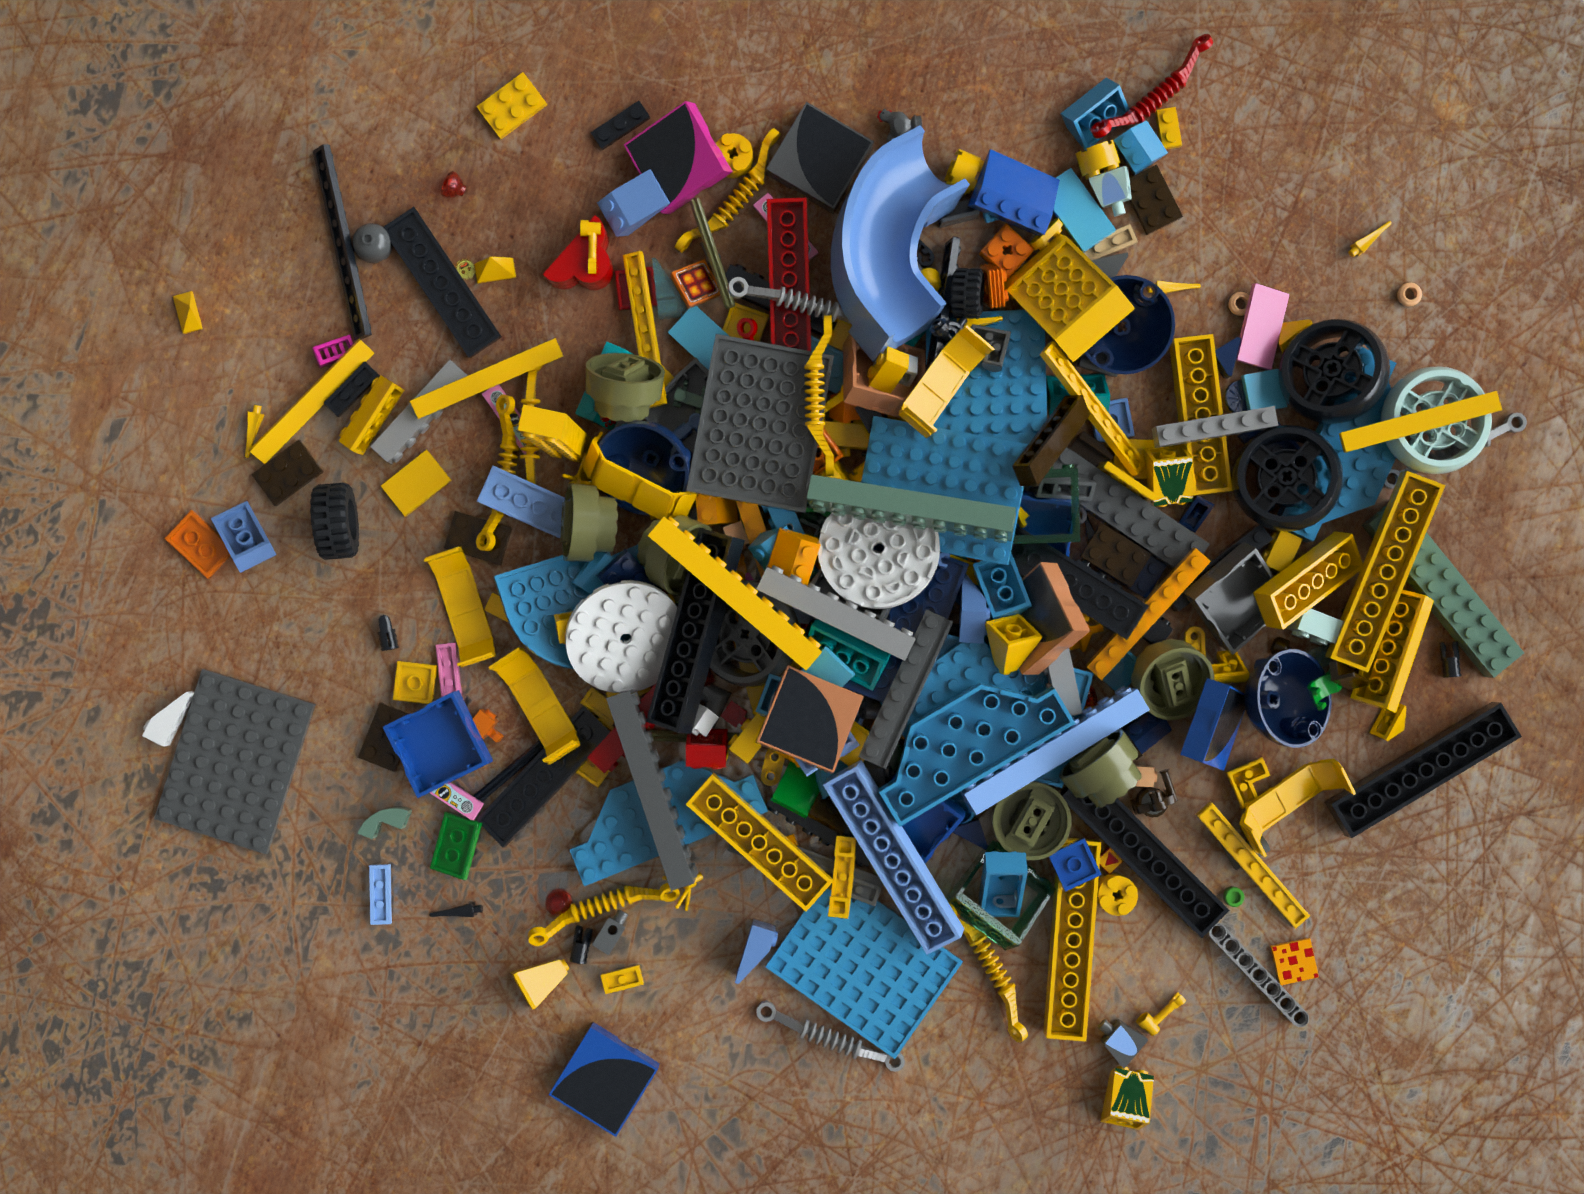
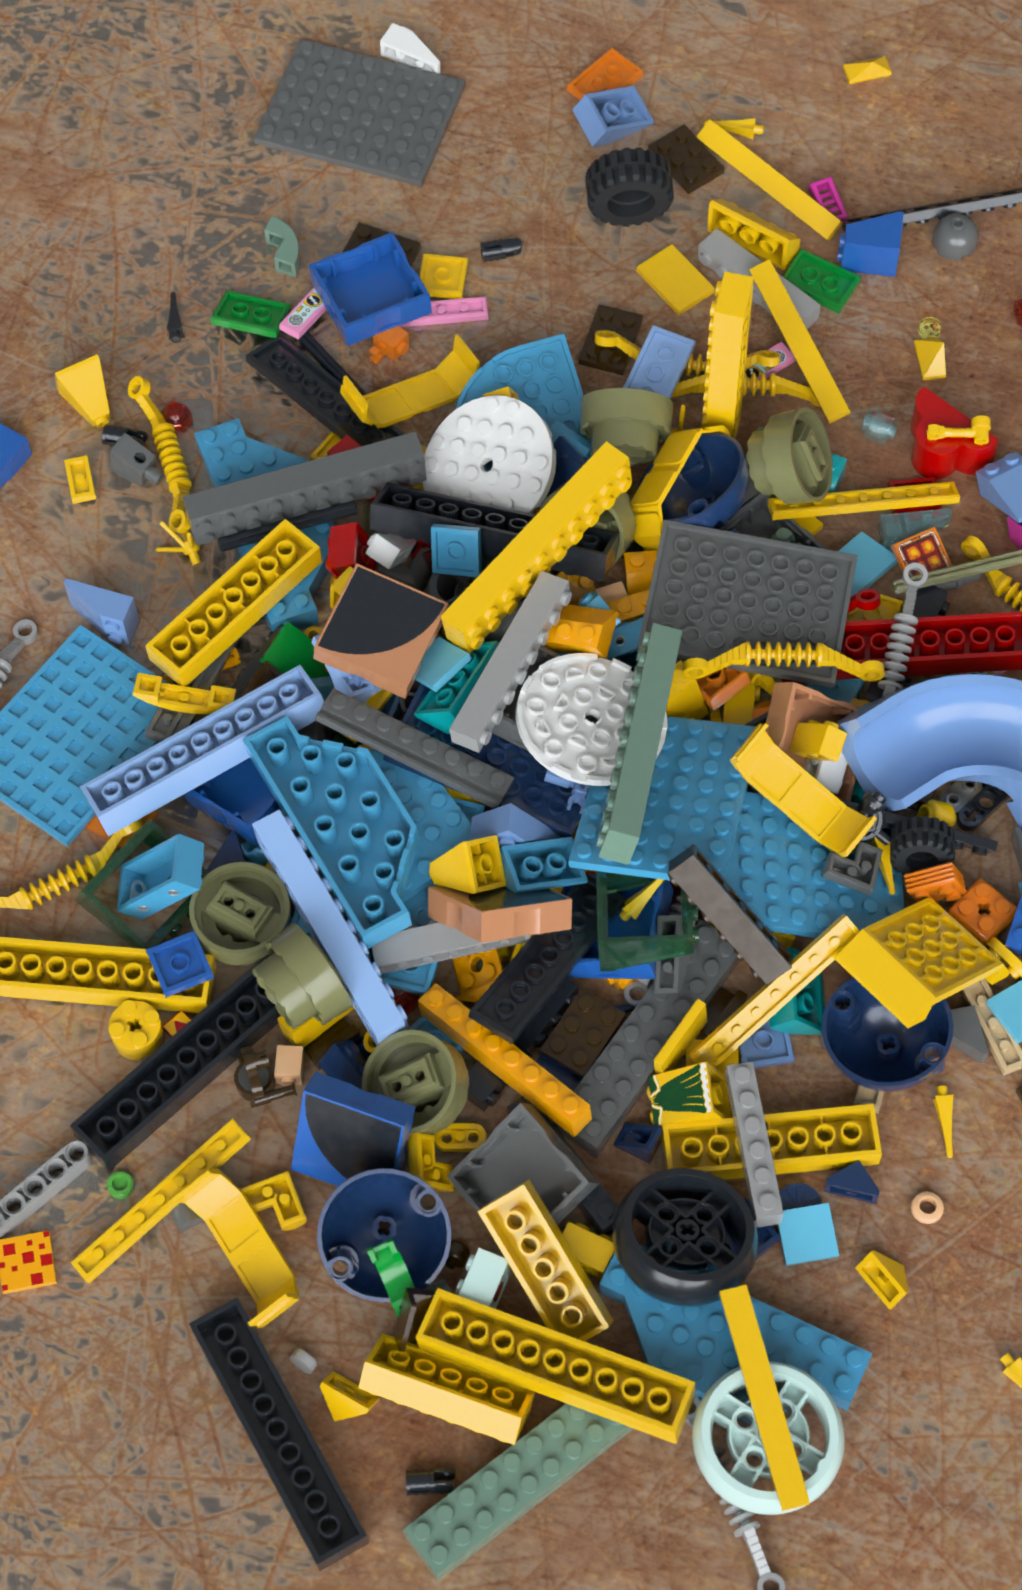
camera: 90 degrees right, 25 degrees down
(351, 389) = (783, 215): black plate -> none
(380, 894) = (200, 243): light blue plate -> none
(388, 311) = (872, 245): none -> blue slope
(417, 359) = (822, 280): none -> green tile
(442, 282) = (911, 303): black plate -> none
(463, 606) = (532, 323): yellow windscreen -> none
(567, 315) = (878, 427): none -> clear light blue head
(680, 802) = (300, 522): none -> black axle
(717, 661) = (456, 550): none -> dark azure plate
(1262, 326) = (896, 1231): bright pink tile -> none
(1352, 339) = (834, 1305): black wheel -> none
(1366, 754) = (303, 1361): none -> light grey tile
(1401, 294) = (943, 1446): light nougat piece -> none

